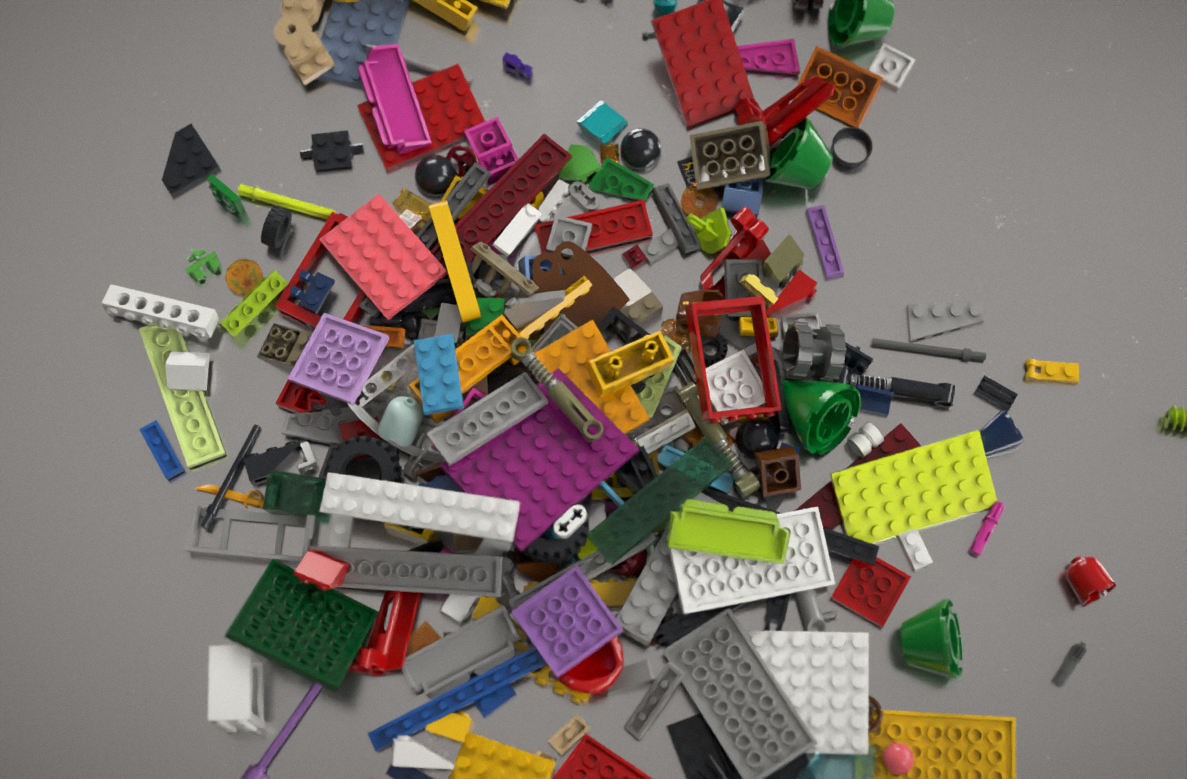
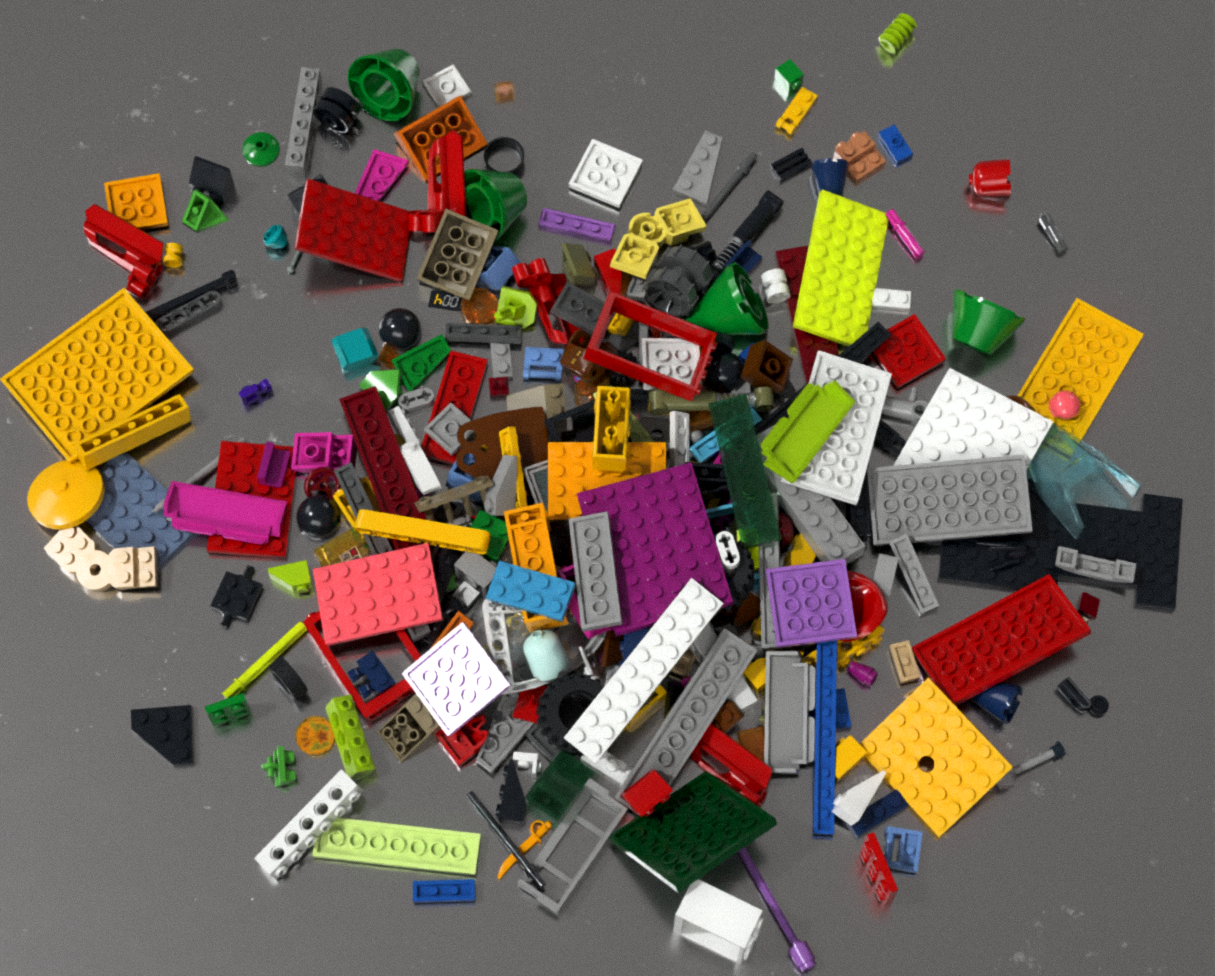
camera: 60 degrees left, 5 degrees down
(187, 371) = (382, 827): white slope -> none
(370, 183) = (292, 576): none -> lime slope
(431, 604) = (728, 717): none -> reddish brown plate
(456, 114) = (273, 466): none -> magenta panel
(539, 703) = (864, 673): none -> magenta cone
(558, 391) = (605, 497): olive piece -> none
(681, 278) = (543, 358): none -> medium blue plate
(753, 284) = (592, 298): light yellow plate -> none
(868, 318) = (648, 233): none -> light yellow plate
(888, 239) = (605, 173): none -> white plate
(918, 112) = (504, 88): none -> clear orange slope
(1040, 449) = (860, 154): none -> nougat plate
(1073, 475) = (895, 144): none -> blue plate
(1082, 346) = (789, 76): none -> green brick

